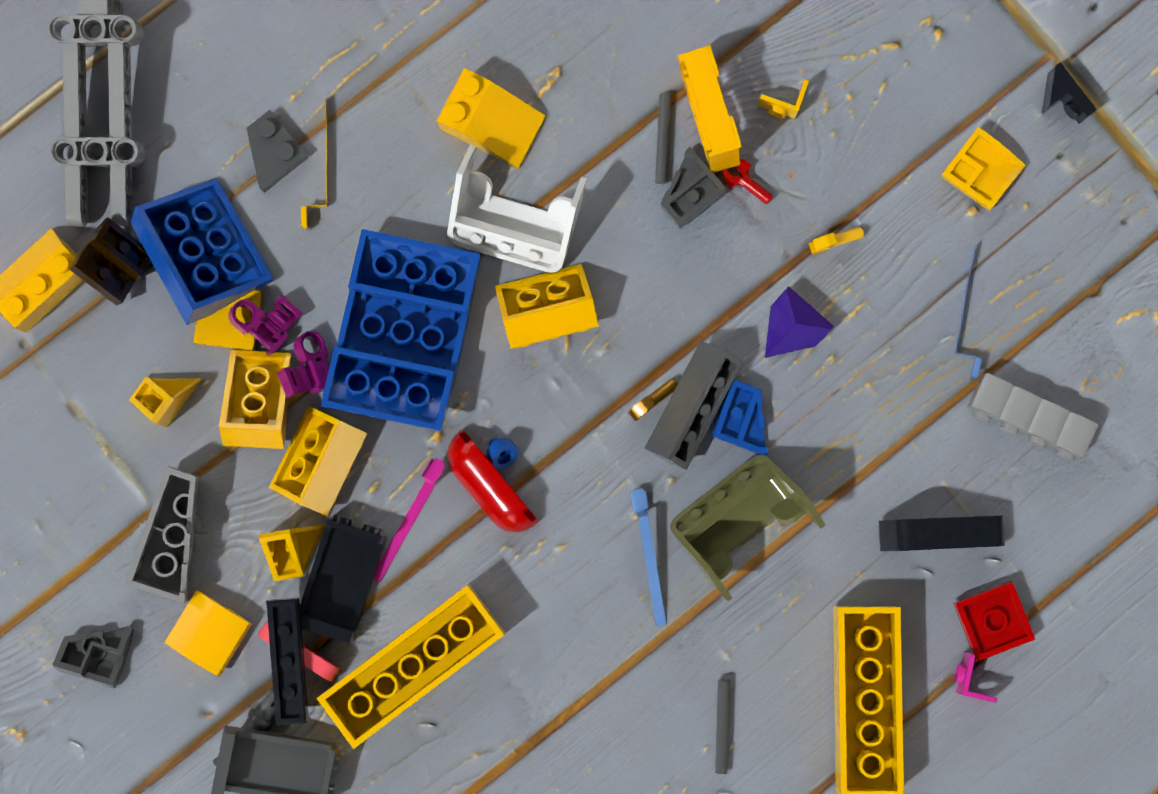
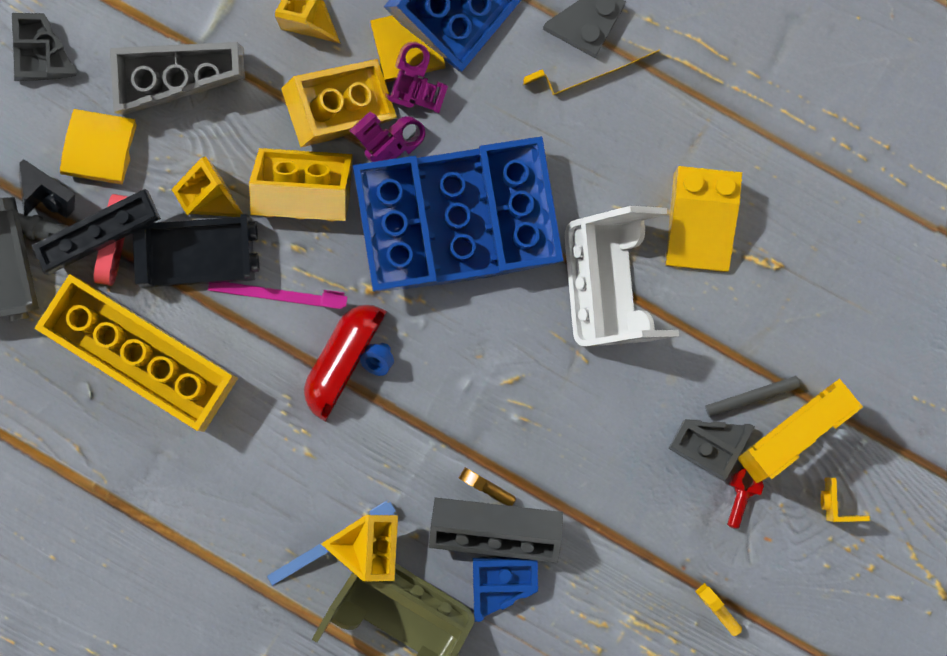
camera: 70 degrees right, 0 degrees up
(223, 700) = (40, 187): none -> black slope
(546, 306) = (538, 346): yellow slope -> none
(665, 523) = (367, 547): none -> yellow slope
(794, 325) = (616, 599): dark purple slope -> none

